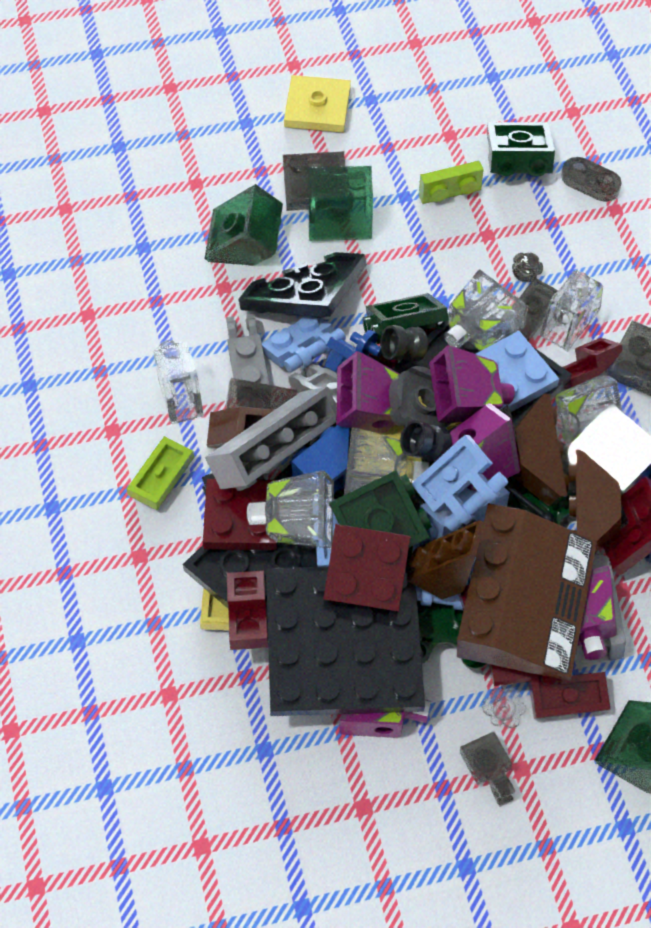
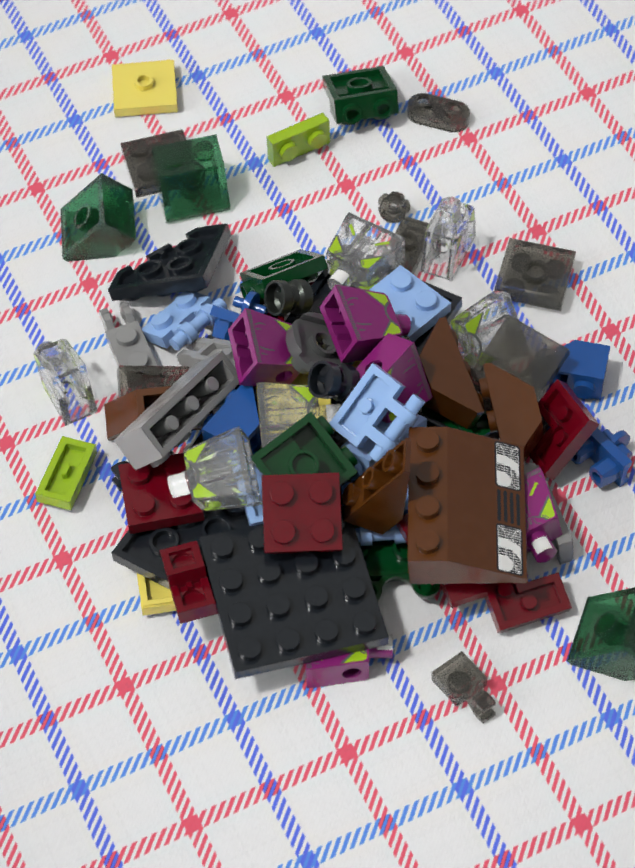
camera: 10 degrees left, 5 degrees down
(508, 699) = (468, 620): clear plant -> none
(592, 360) = (480, 282): dark red slope -> none

